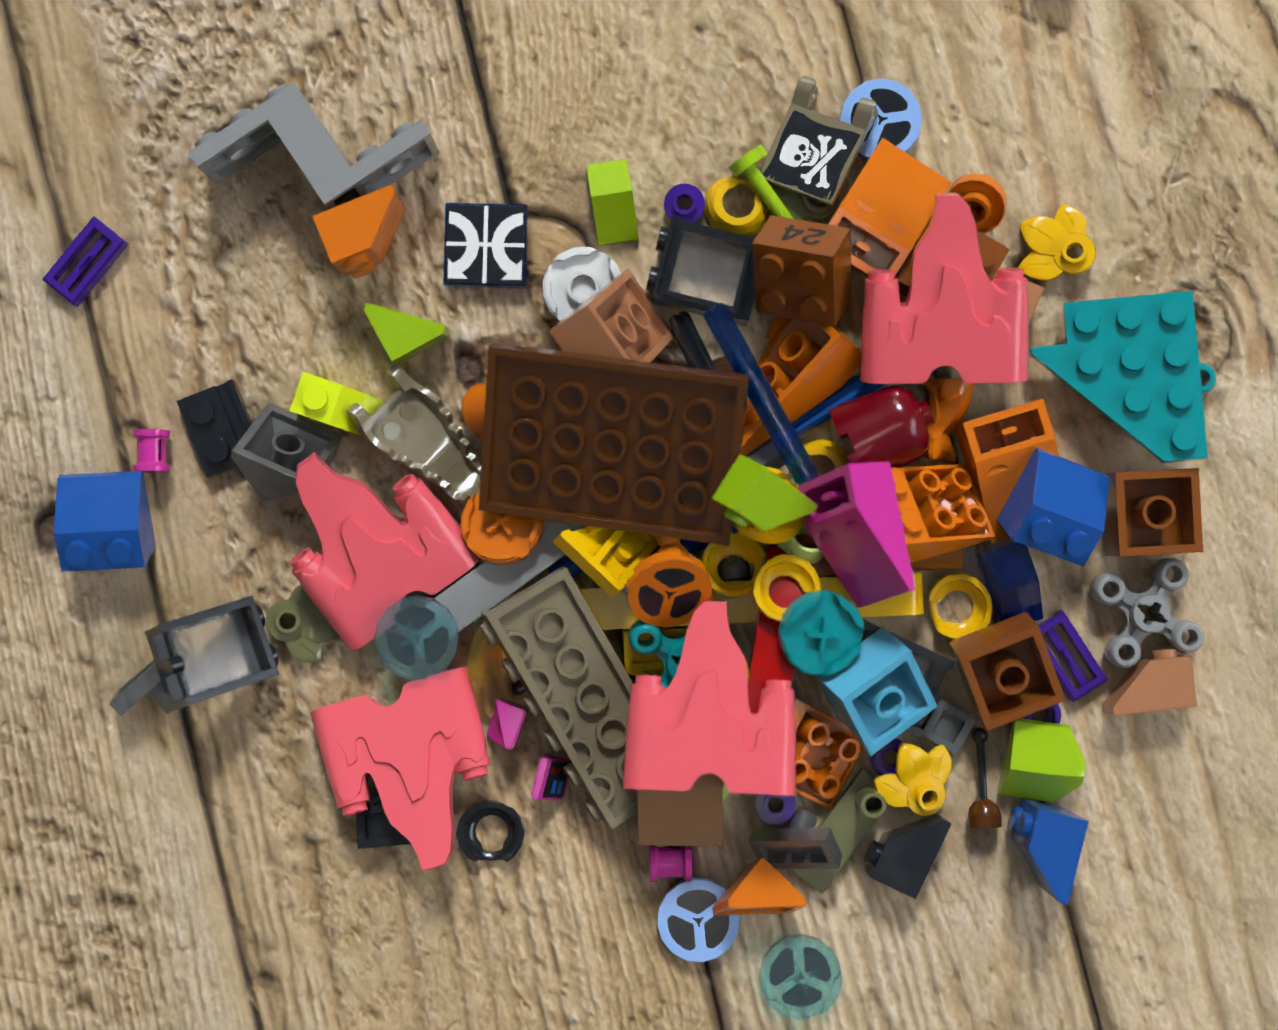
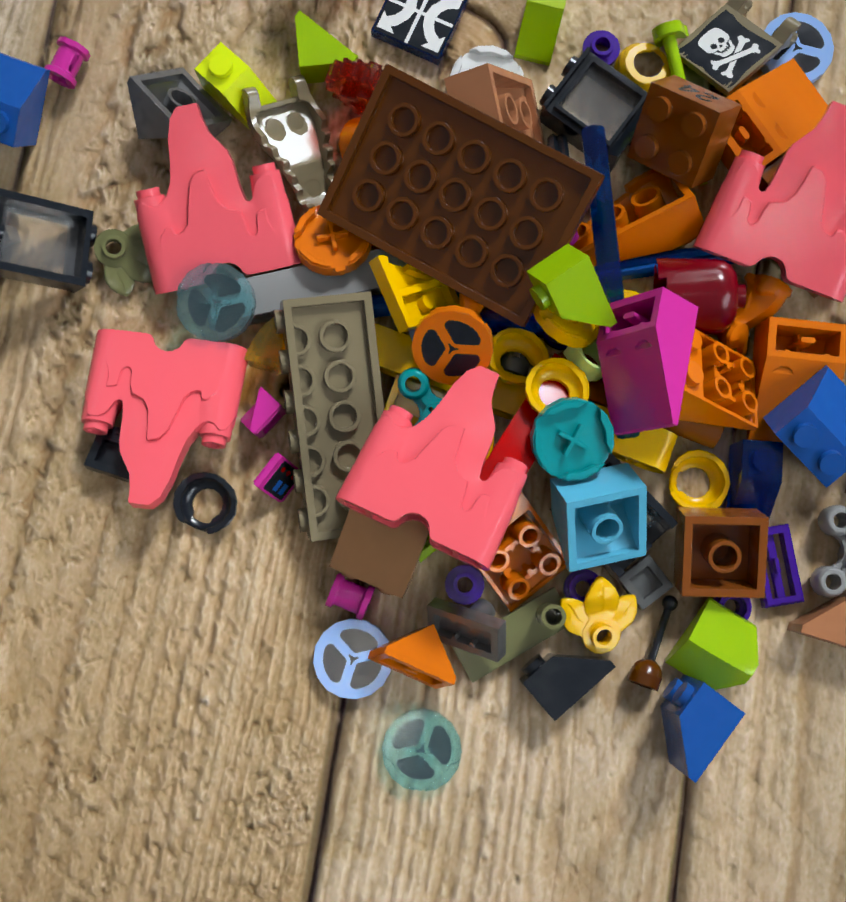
camera: 20 degrees right, 5 degrees down
(216, 424) = (128, 56): black plate -> none
(461, 356) = (353, 82): none -> clear red gear

